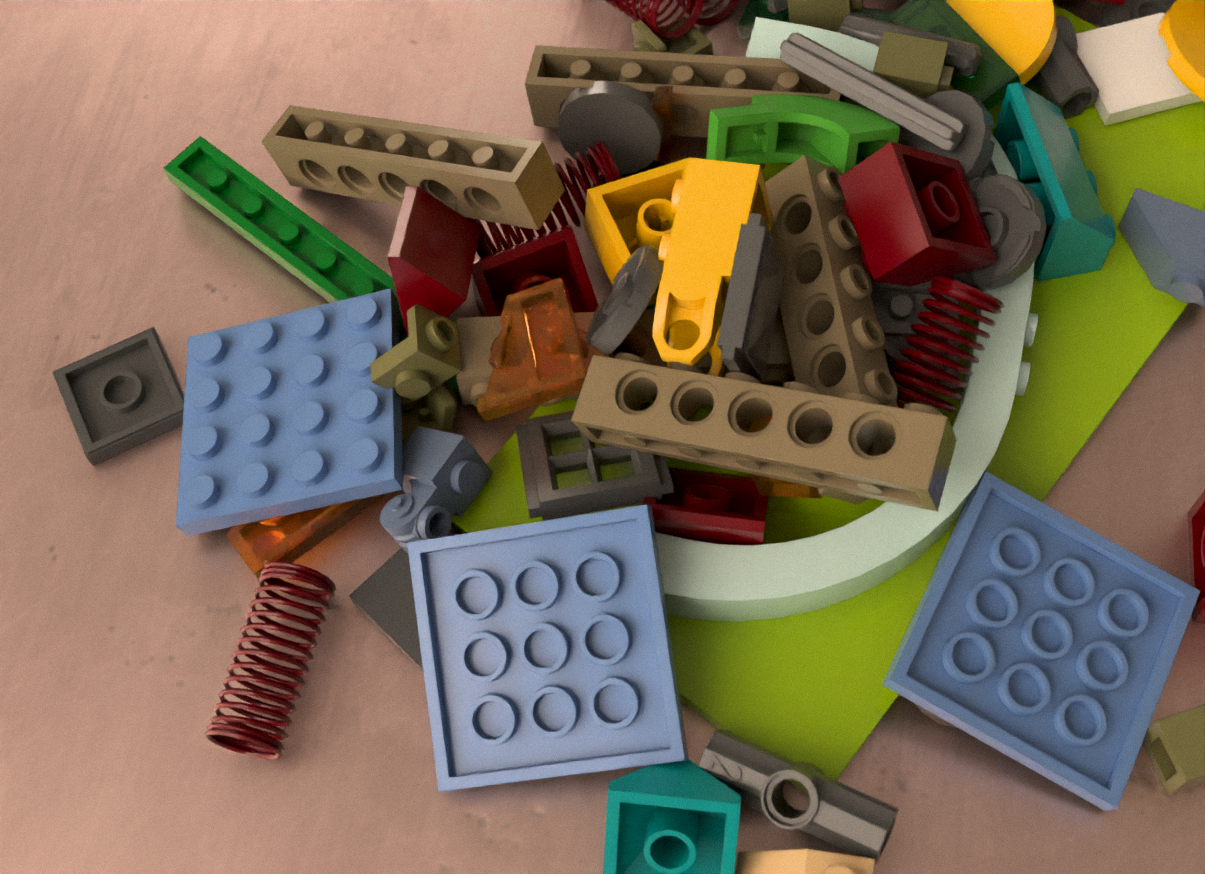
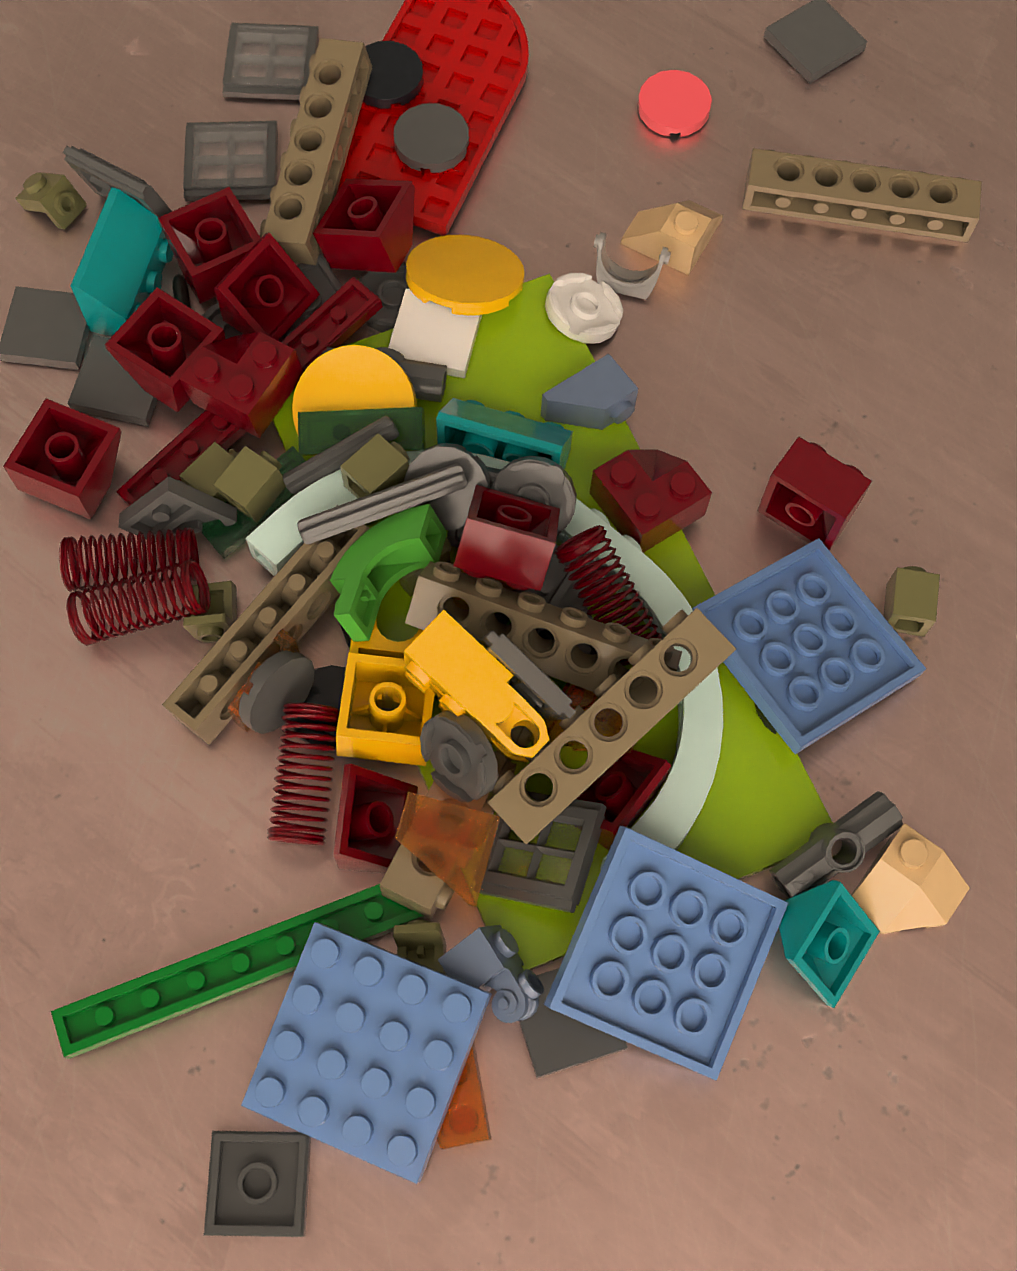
camera: 70 degrees left, 5 degrees up
(235, 734) = (619, 1194): dark red piece -> none
(378, 157) = (220, 853): dark tan brick -> none
(421, 359) = (407, 916): olive bracket -> none
(431, 254) = (326, 876): dark red slope -> none
(1101, 366) = (649, 495): none -> dark red slope

